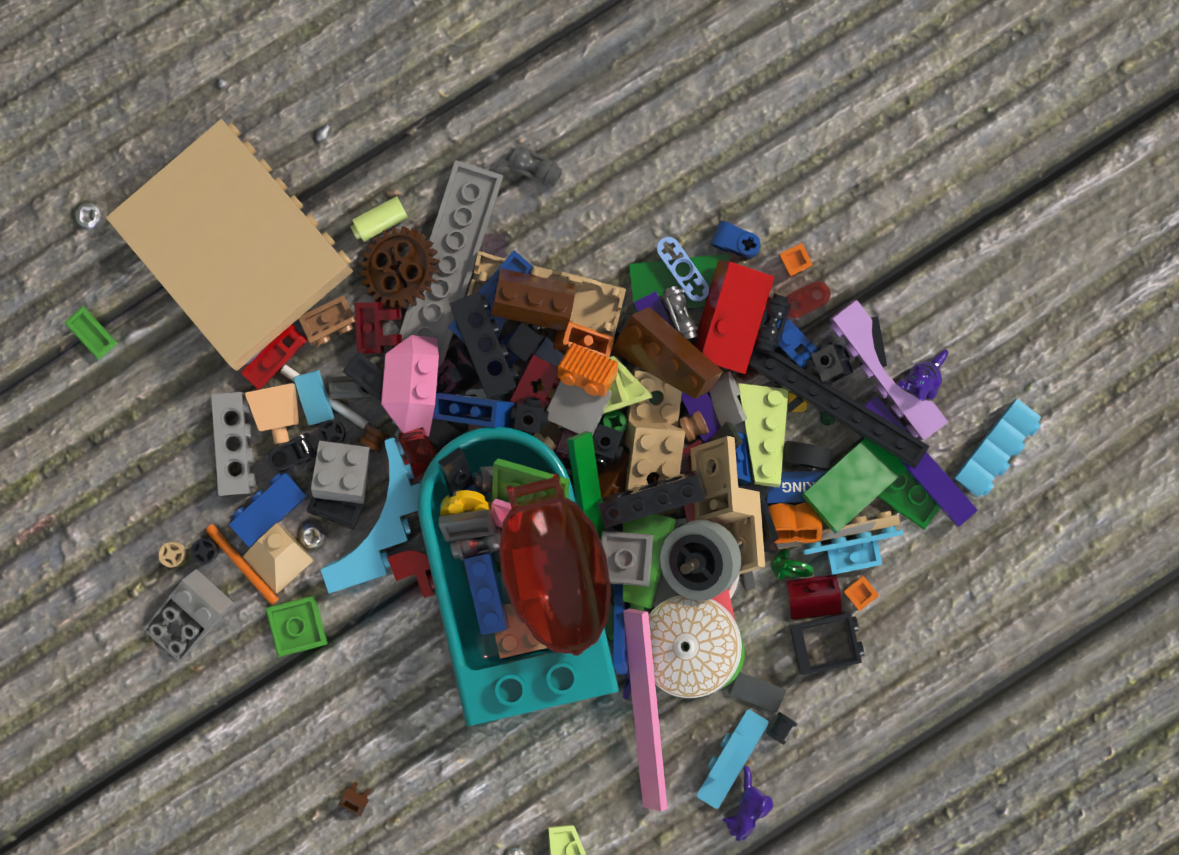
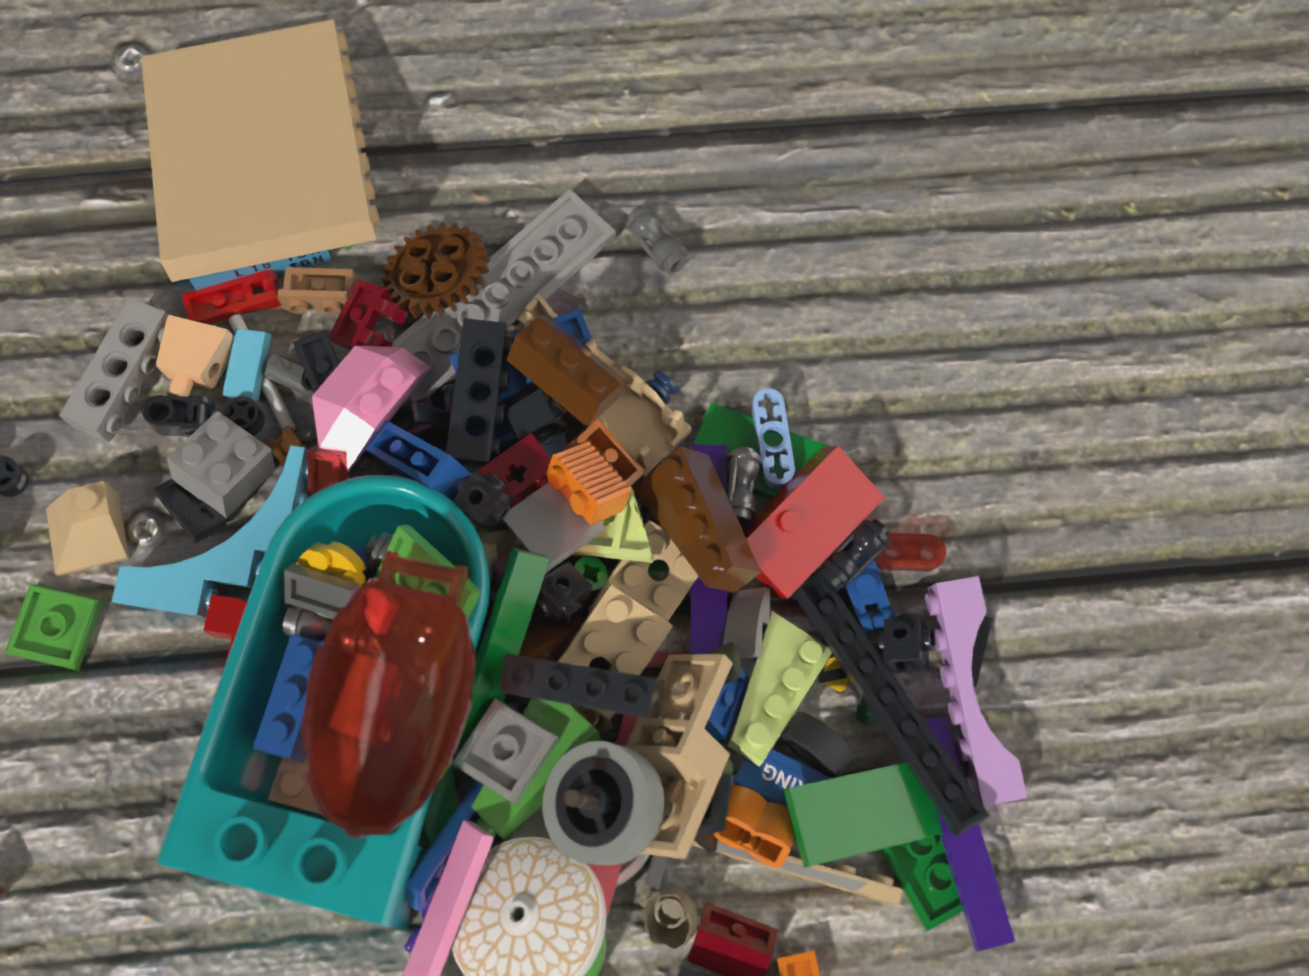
camera: 25 degrees right, 15 degrees down
(91, 333) = (48, 174): bright green tile -> none
(244, 567) = (39, 518): orange bar -> none
(267, 508) = (119, 462): blue brick -> none
(379, 219) = (444, 207): yellowish green brick -> none
(456, 471) = (348, 515): black plate -> none
(592, 270) = (663, 386): none -> dark blue bush
(694, 426) = (688, 630): medium nougat wheel -> none
(730, 239) = (853, 435): blue piece -> none
(769, 600) = (669, 917): none -> dark tan hair
(782, 567) = (708, 883): green piece -> none
(795, 259) = (919, 498): orange plate -> none
(854, 553) = (816, 912): medium azure bracket -> none
(925, 378) = (1021, 725): dark purple animal -> none
(997, 447) = (1078, 870): medium azure brick -> none

